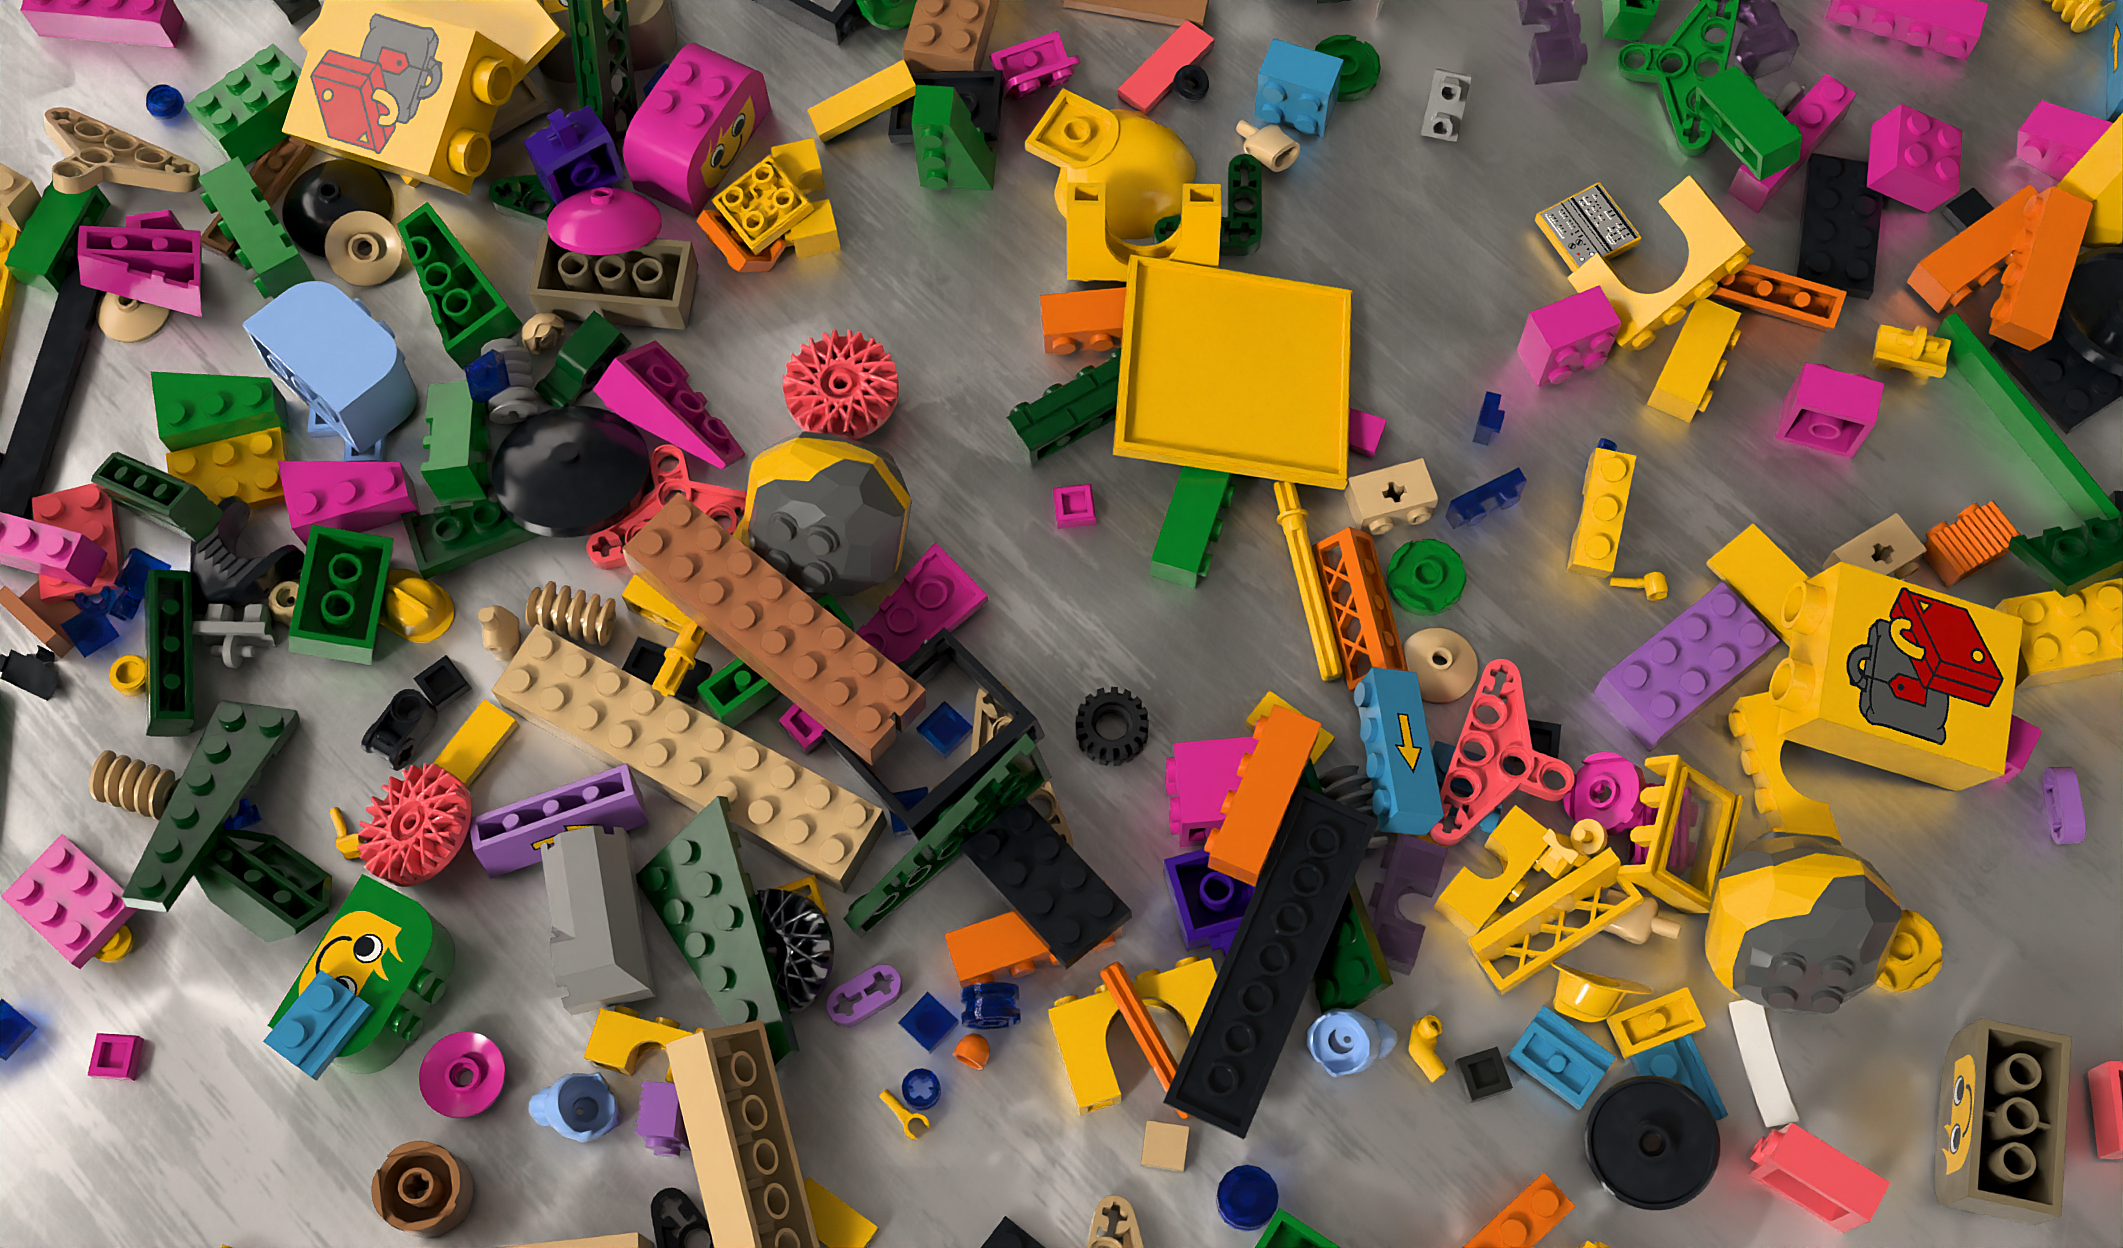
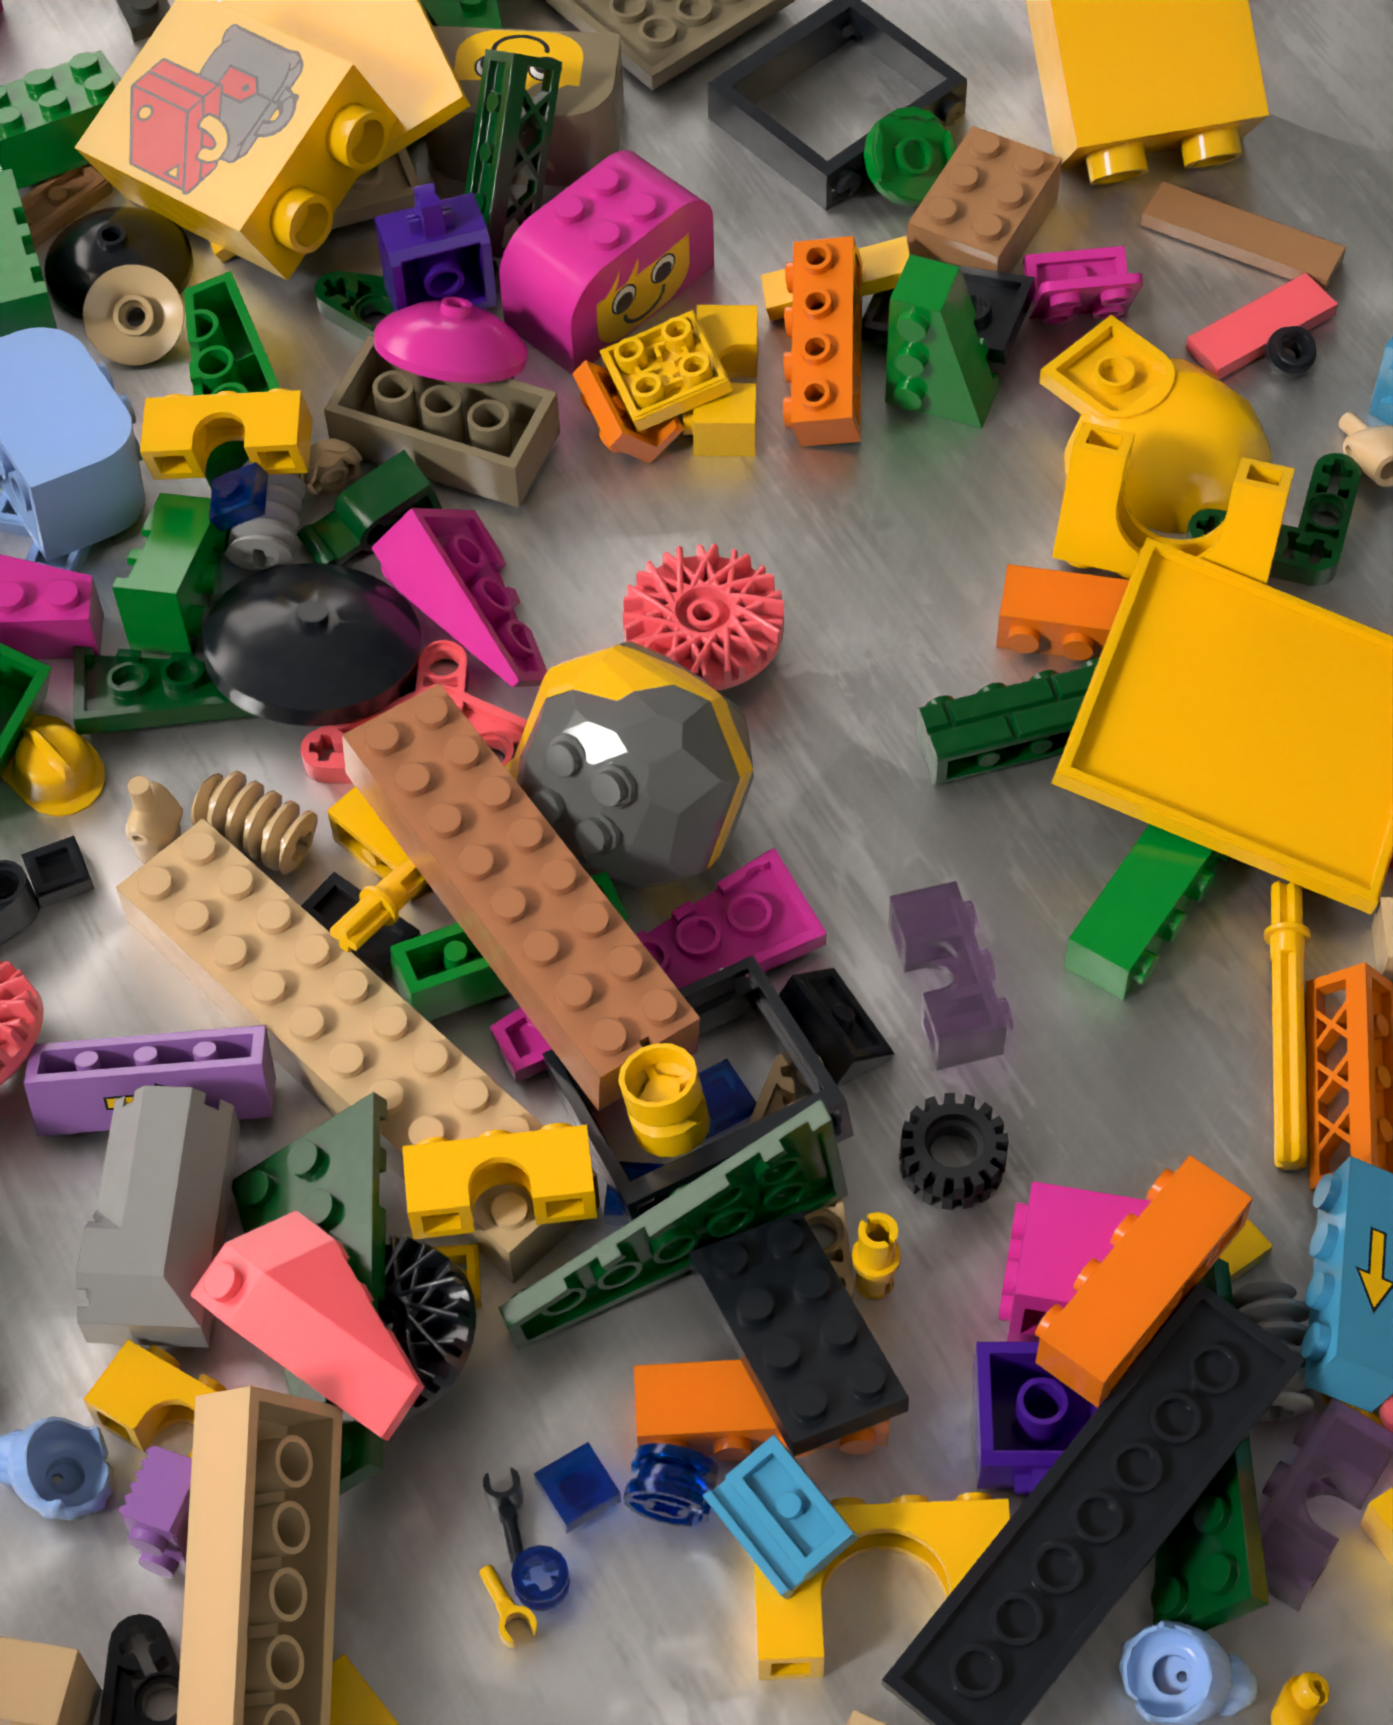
camera: 15 degrees right, 10 degrees down
(433, 336) = (185, 430): none -> yellow arch
(476, 742) = (78, 956): yellow tile -> none
(716, 959) = (305, 1309): none -> coral wedge
(786, 841) = (450, 1175): none -> yellow arch
(868, 154) = (825, 342): none -> orange brick
(869, 1004) = (498, 1427): medium lavender beam -> none
(887, 1052) = (506, 1506): none -> black hand
(916, 751) = (664, 1099): none -> yellow wheel
(973, 1051) = (628, 1544): orange hinge -> none
(1008, 657) = (835, 1024): none -> black slope
(1062, 574) = (938, 932): none -> clear purple arch
(1069, 1012) = (780, 1516): none -> dark azure plate
(1074, 506) = (981, 850): dark pink tile -> none
(1082, 815) = (876, 1255): none -> yellow pin
(1141, 1024) = (880, 1565): orange axle -> none

